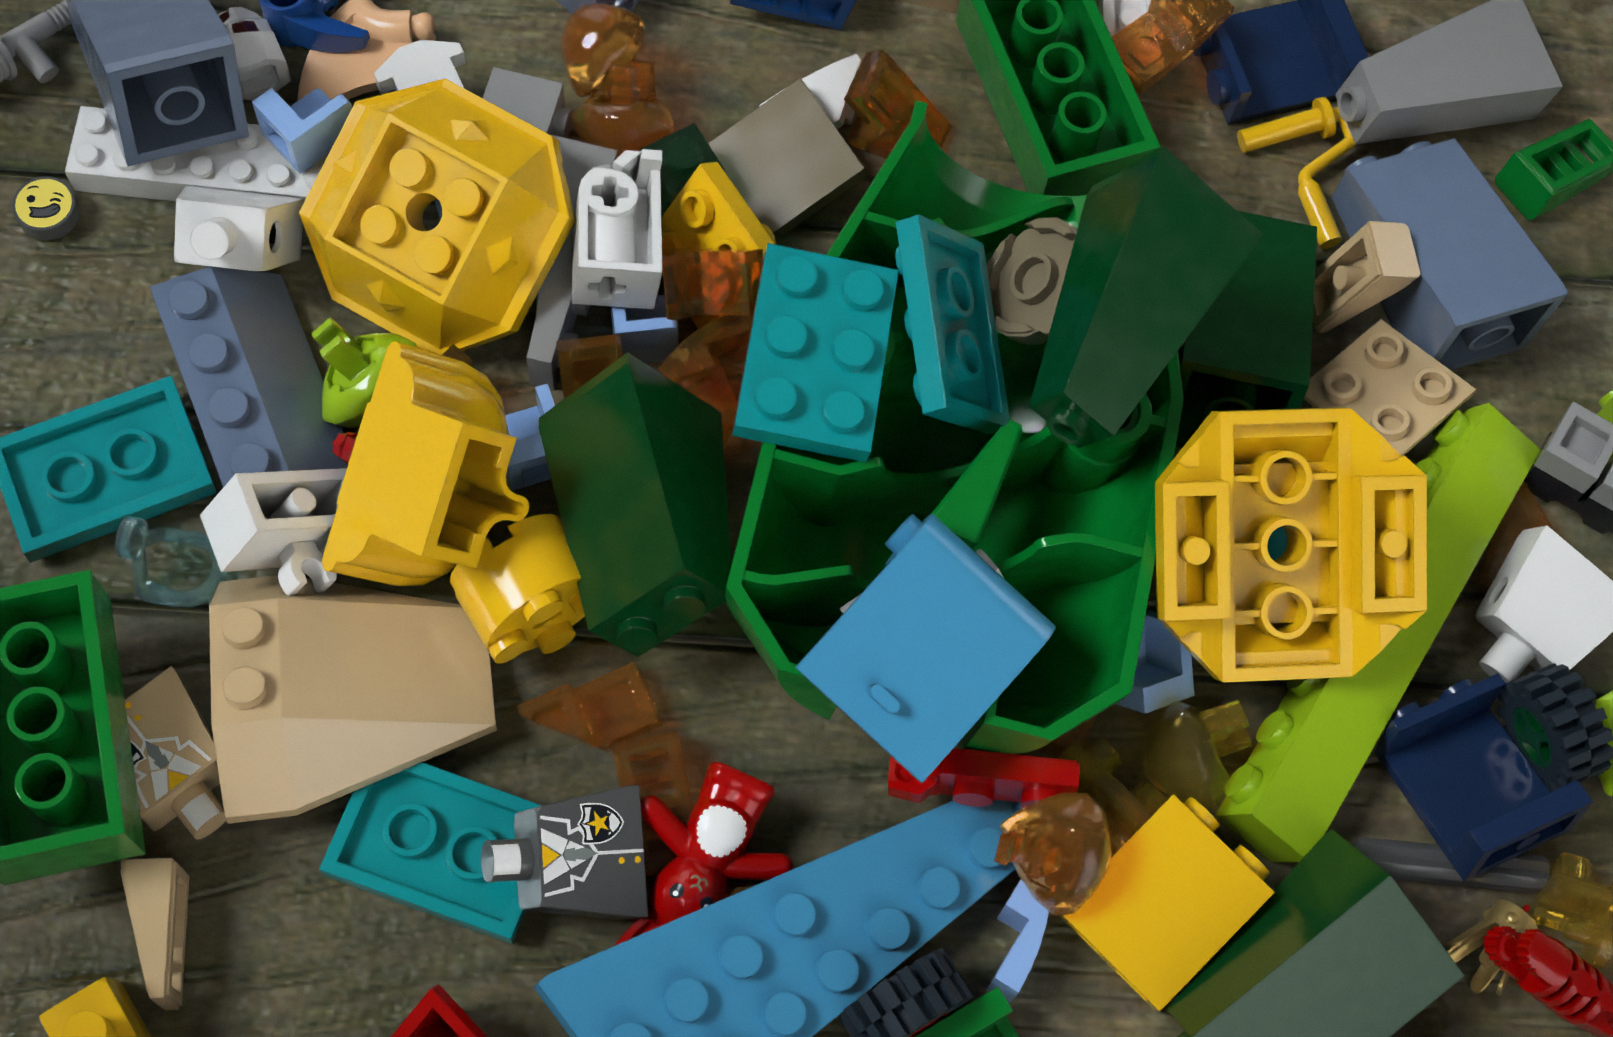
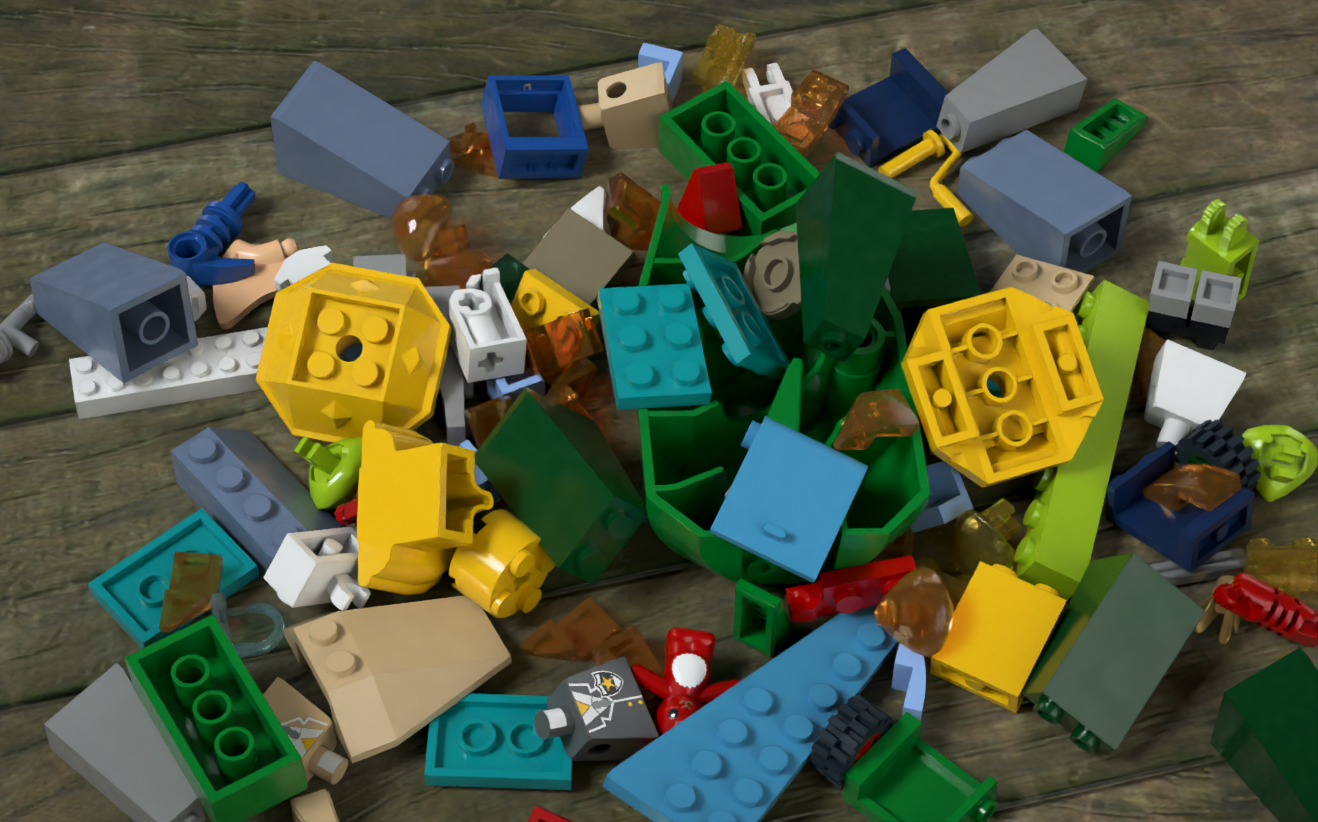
camera: 10 degrees left, 15 degrees down
(46, 208) = (66, 433): tile -> none
(114, 487) = (190, 588): none -> clear orange slope
(235, 227) = (211, 403): white torso -> none
(305, 129) = (238, 327): light blue panel -> none
(845, 776) = (759, 619): none -> green slope
(989, 128) = (712, 199): none -> red slope
(1090, 554) = (876, 415): none -> clear orange slope
(1363, 273) = (994, 226): tan slope -> none
(1513, 756) = (1195, 484): none -> clear orange slope

